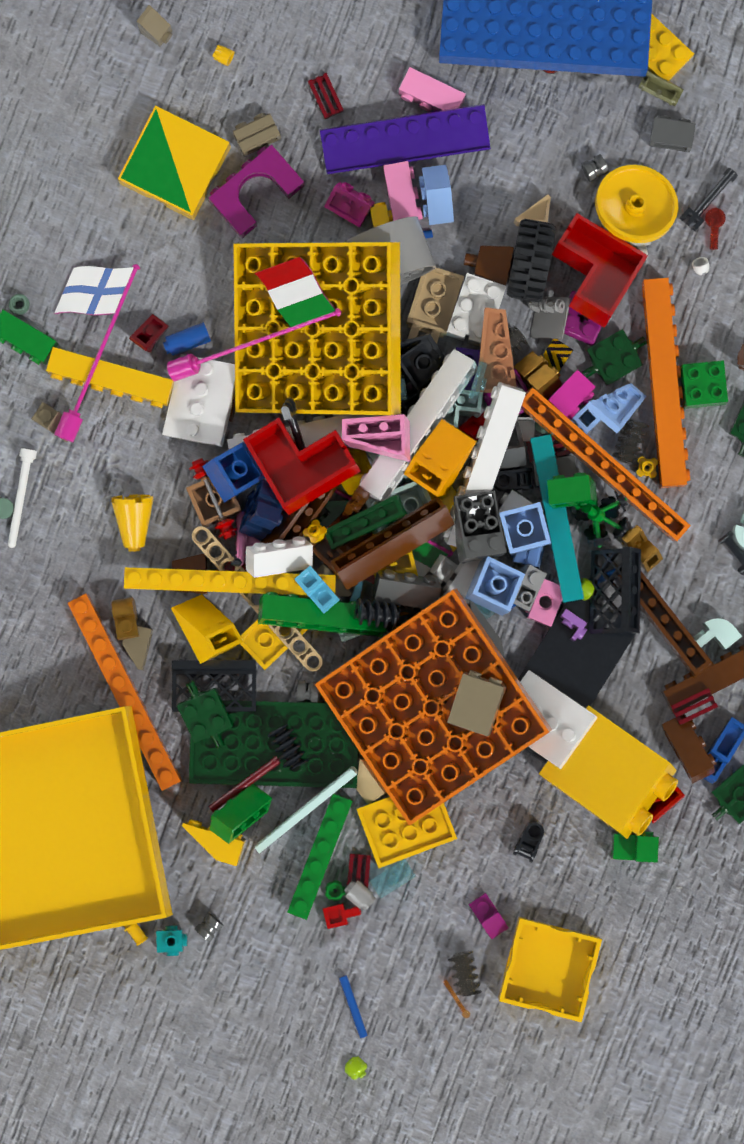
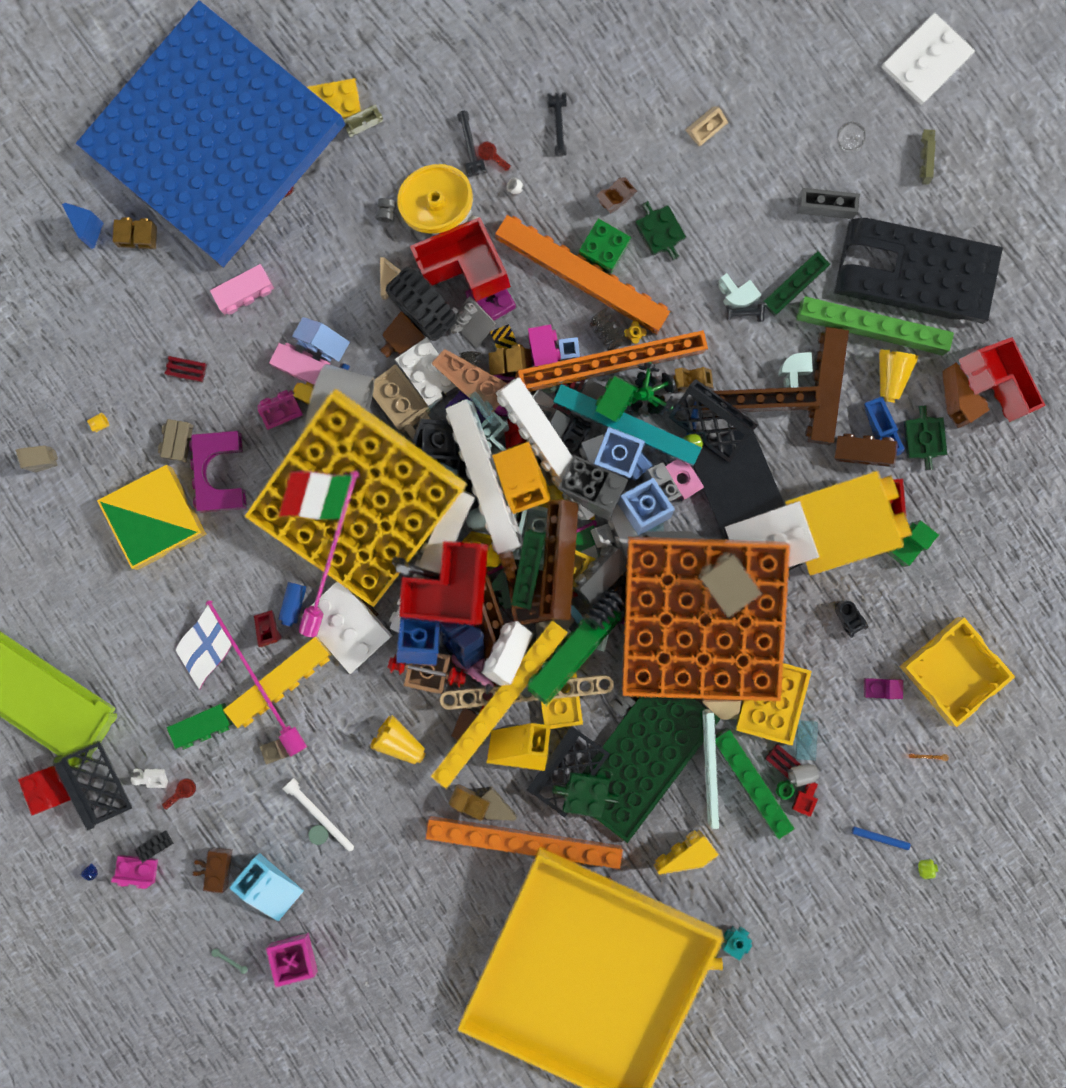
camera: 60 degrees left, 0 degrees up
(16, 298) = (167, 708): sand green plate -> none
(208, 928) = (746, 906): dark grey wheel -> none
(240, 813) = (679, 822): green brick -> none
(244, 784) = (658, 802): dark red bar -> none
(288, 747) = (656, 748): black piece -> none
(316, 536) = (512, 612): yellow plate -> none
(317, 589) = (553, 642): medium azure slope -> none
(379, 435) = (471, 510): bright pink wedge -> none
(405, 139) = (261, 332): dark purple plate -> none
(464, 973) = (916, 736): clear smoke piece -> none
(571, 620) = (711, 469): medium lavender bracket -> none
(614, 357) = (536, 297): dark green plate -> none
(617, 406) = (576, 320): light blue wing -> none
(672, 133) = (402, 136): dark grey brick -> none
(710, 699) = (842, 408): dark red tile -> none

